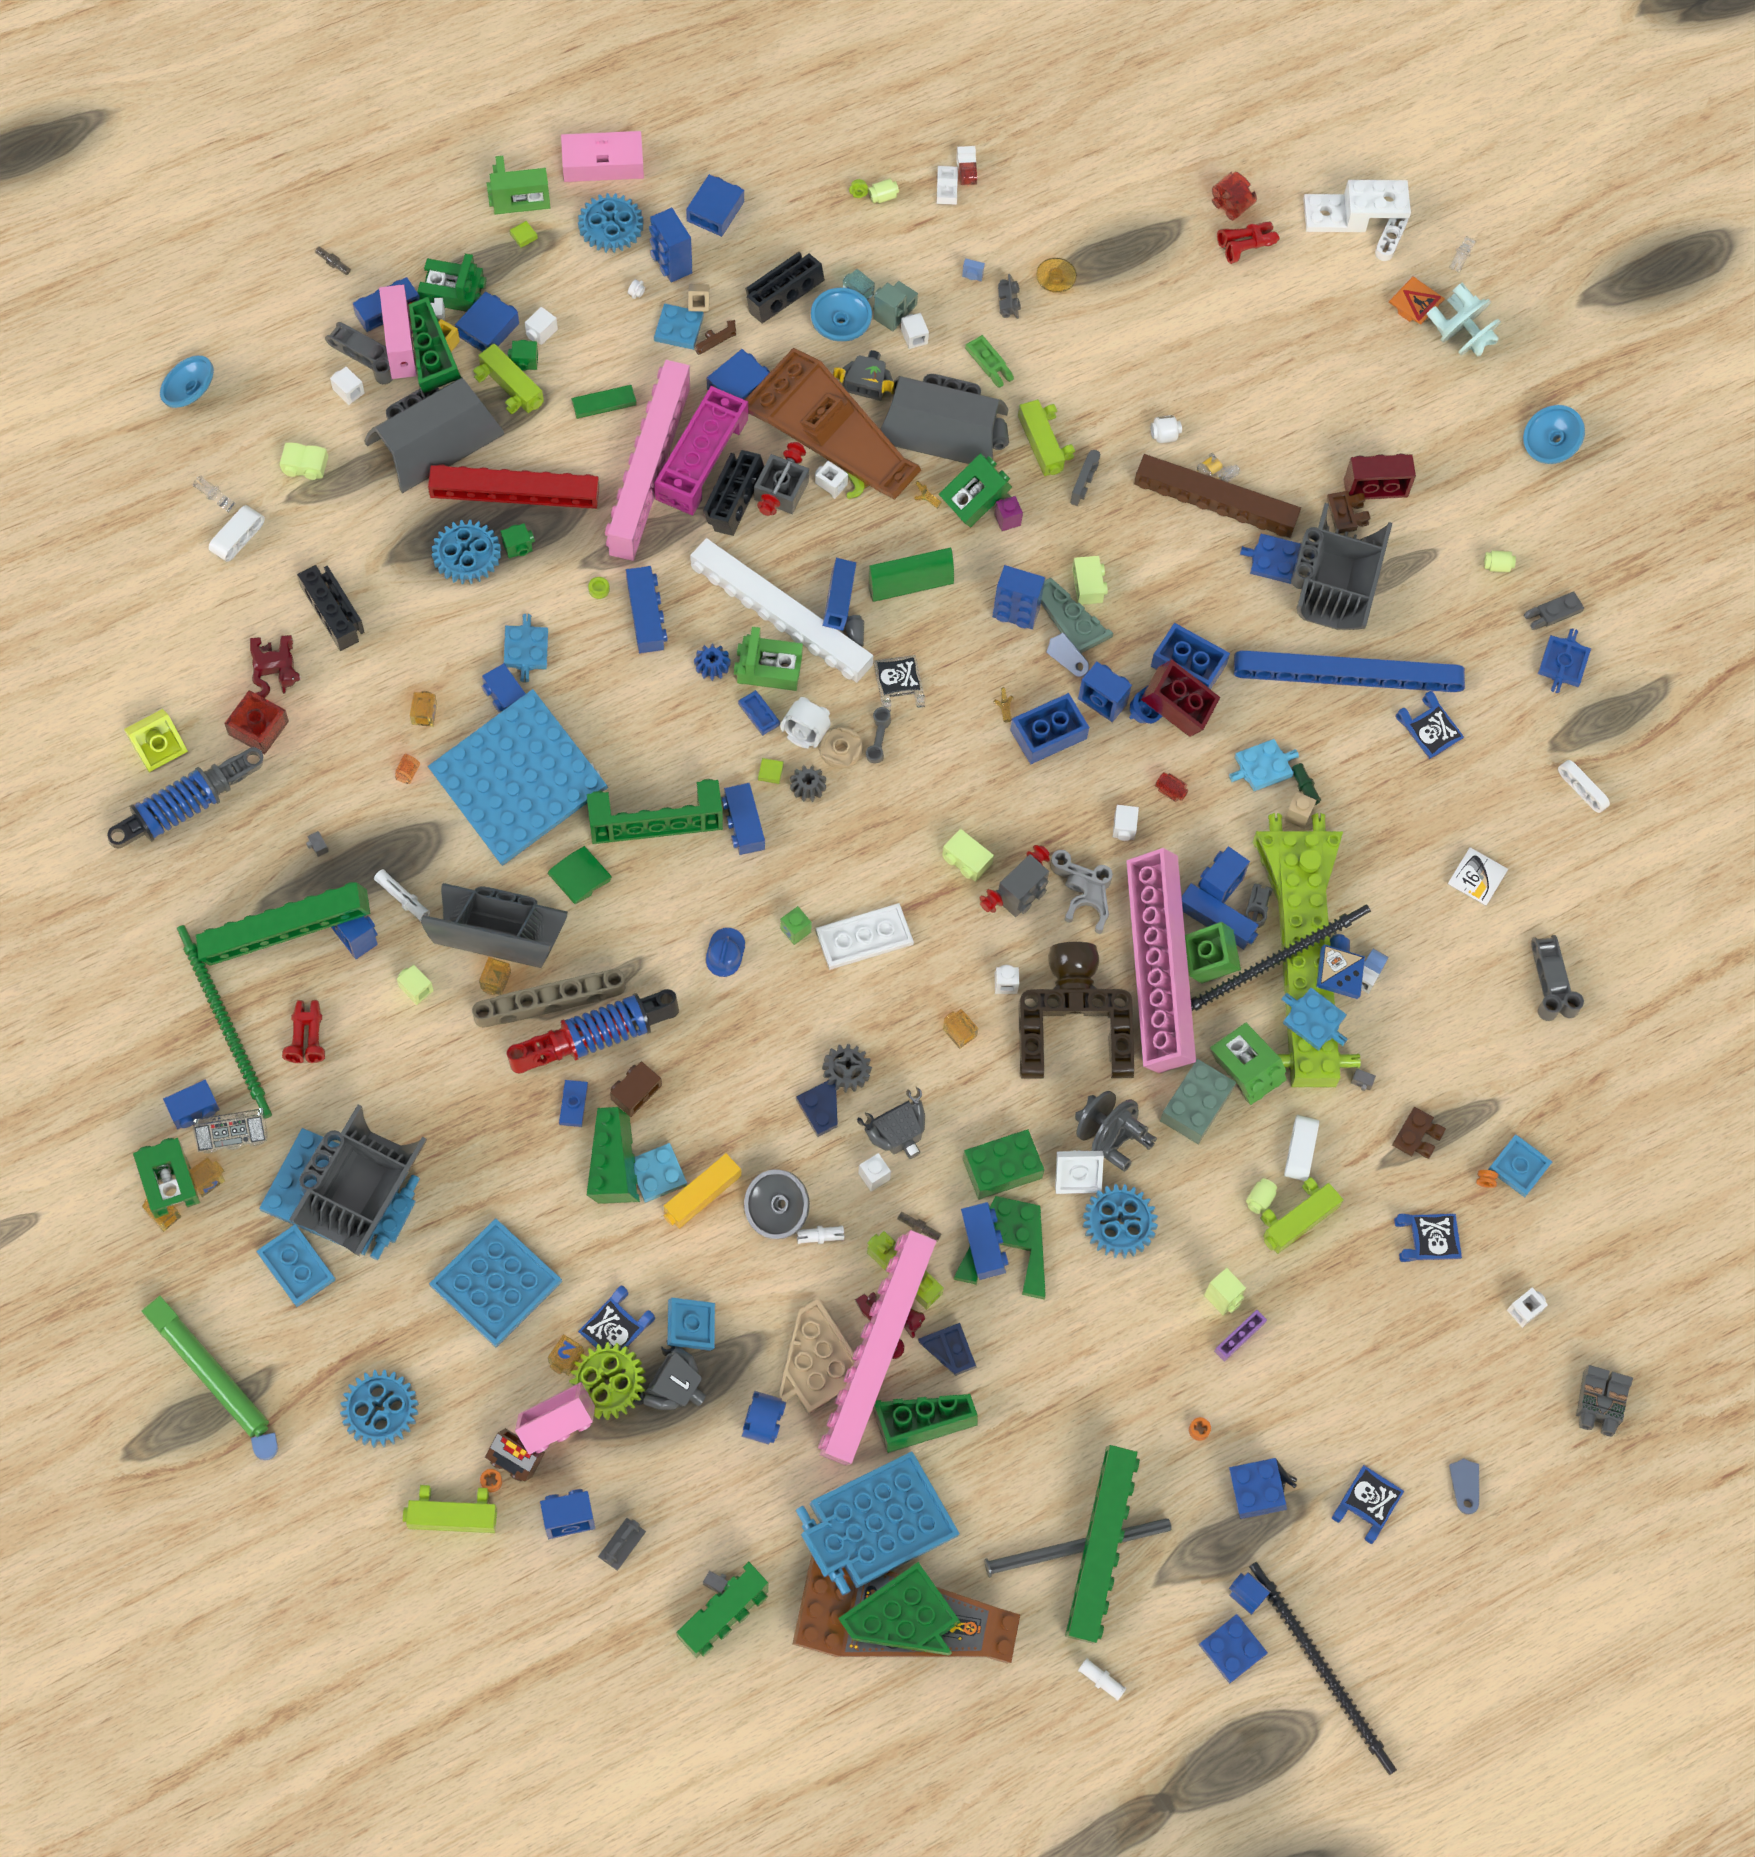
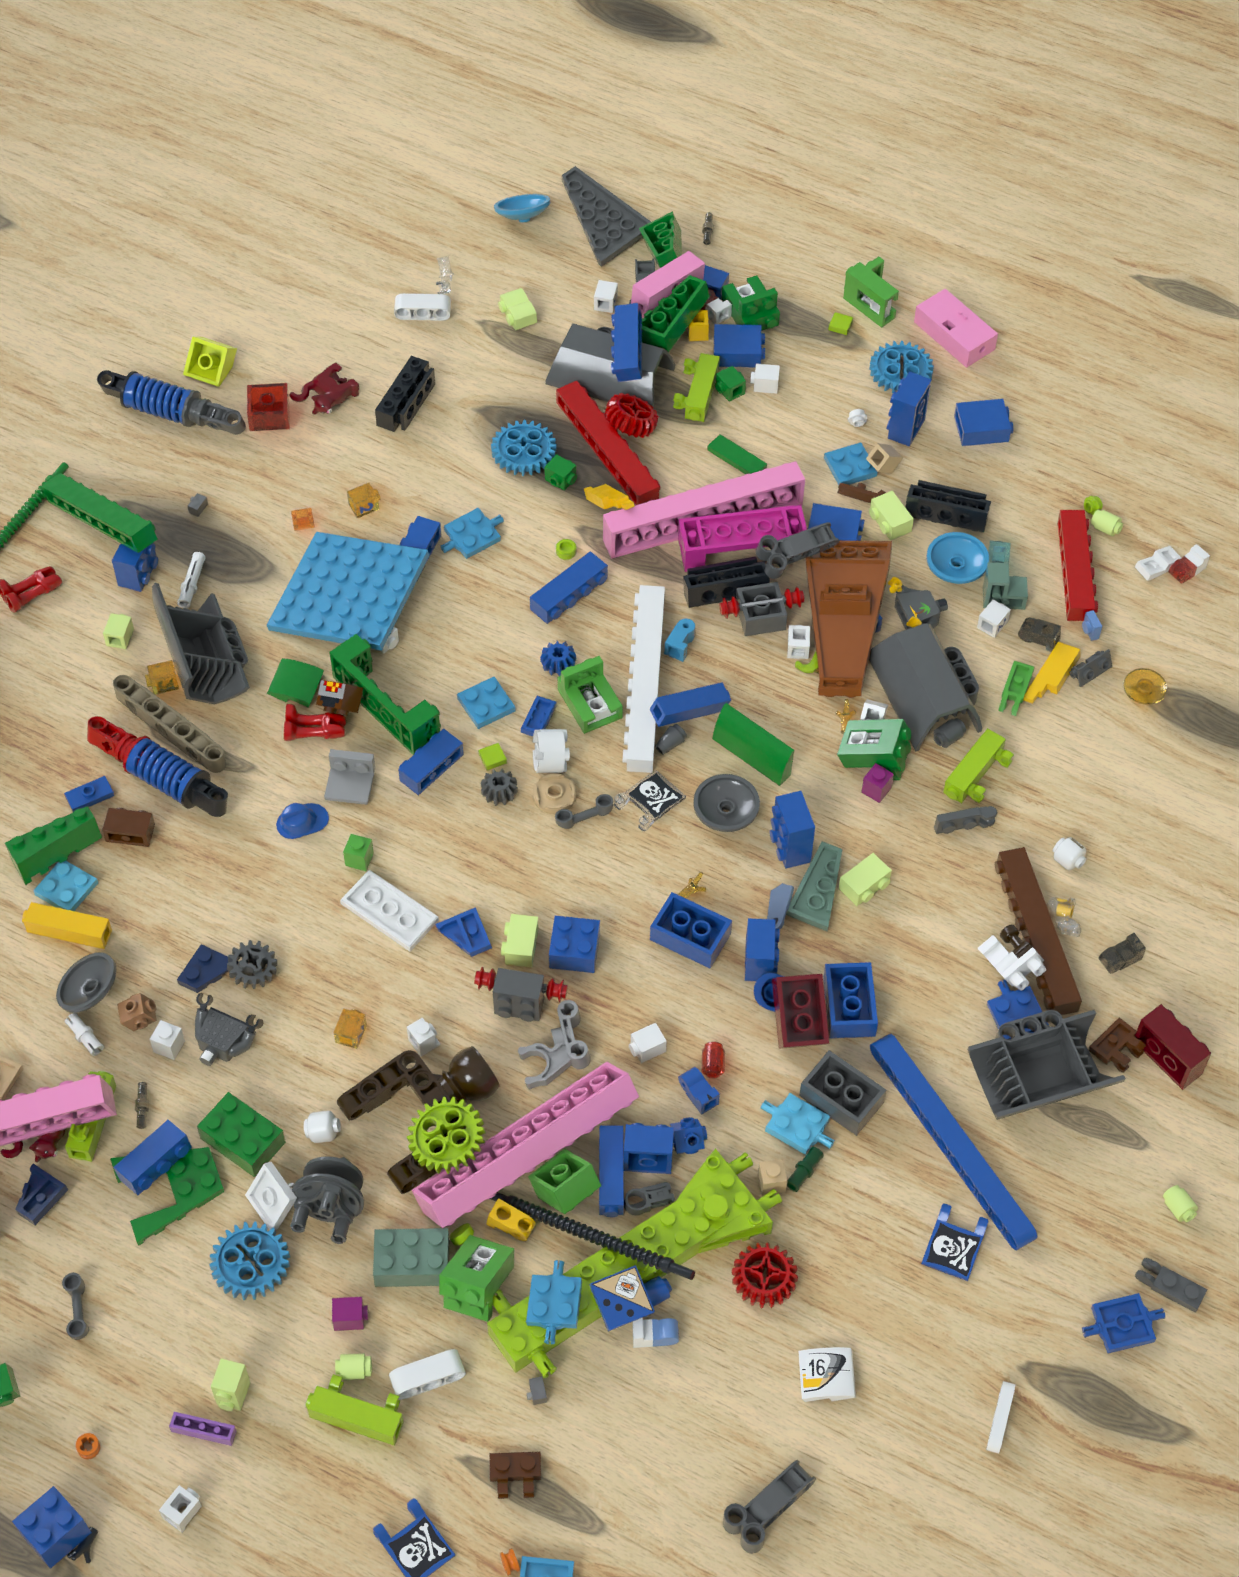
camera: 60 degrees right, 10 degrees down
(256, 329) = (605, 218): none -> dark grey wing
(333, 303) = (663, 239): none -> green wedge
(441, 398) = (627, 342): none -> blue brick
(503, 448) = (631, 415): none -> red gear
(581, 520) = (607, 497): none -> yellow piece
(632, 848) = (339, 697): none -> brick
(641, 873) = (331, 725): none -> red piece
(712, 743) = (486, 702): none -> dark azure plate
(714, 890) = (350, 776): none -> light grey bracket
(755, 420) = (794, 547): none -> dark grey piece
(757, 332) = (891, 515): none -> yellowish green brick
(761, 562) = (679, 638): none -> dark azure leg
(829, 1187) = (137, 1012): none -> medium nougat brick
(907, 240) = (1076, 564): none -> red brick
(930, 891) = (466, 932): none -> blue wing
(943, 472) = (873, 710): none -> white brick
(951, 618) = (730, 794): none -> dark grey dish
(953, 309) = (1040, 632): none -> clear smoke leg
(993, 325) = (1053, 672): none -> yellow piece
(1000, 819) = (574, 944): none -> blue brick
(1036, 1101) = (321, 1126): none -> white head
(1094, 1382) = (75, 1288): none -> dark grey bar
(1141, 1015) = (452, 1153): none -> lime gear
(1190, 813) = (699, 1090): none -> blue leg
(1203, 1052) = (460, 1234): none -> lime tile
(1212, 1013) = (510, 1220): none -> yellow leg
(1214, 1174) = (348, 1313): none -> magenta brick
(1225, 838) = (688, 1136): none -> blue brick
(1239, 529) = (1017, 963): none -> white hips
(1265, 716) = (842, 1092): none -> dark grey brick
(1276, 454) = (1123, 954): none -> clear smoke leg
(1303, 1378) = (171, 1507): none -> white brick
(1385, 879) = (774, 1275): none -> red gear

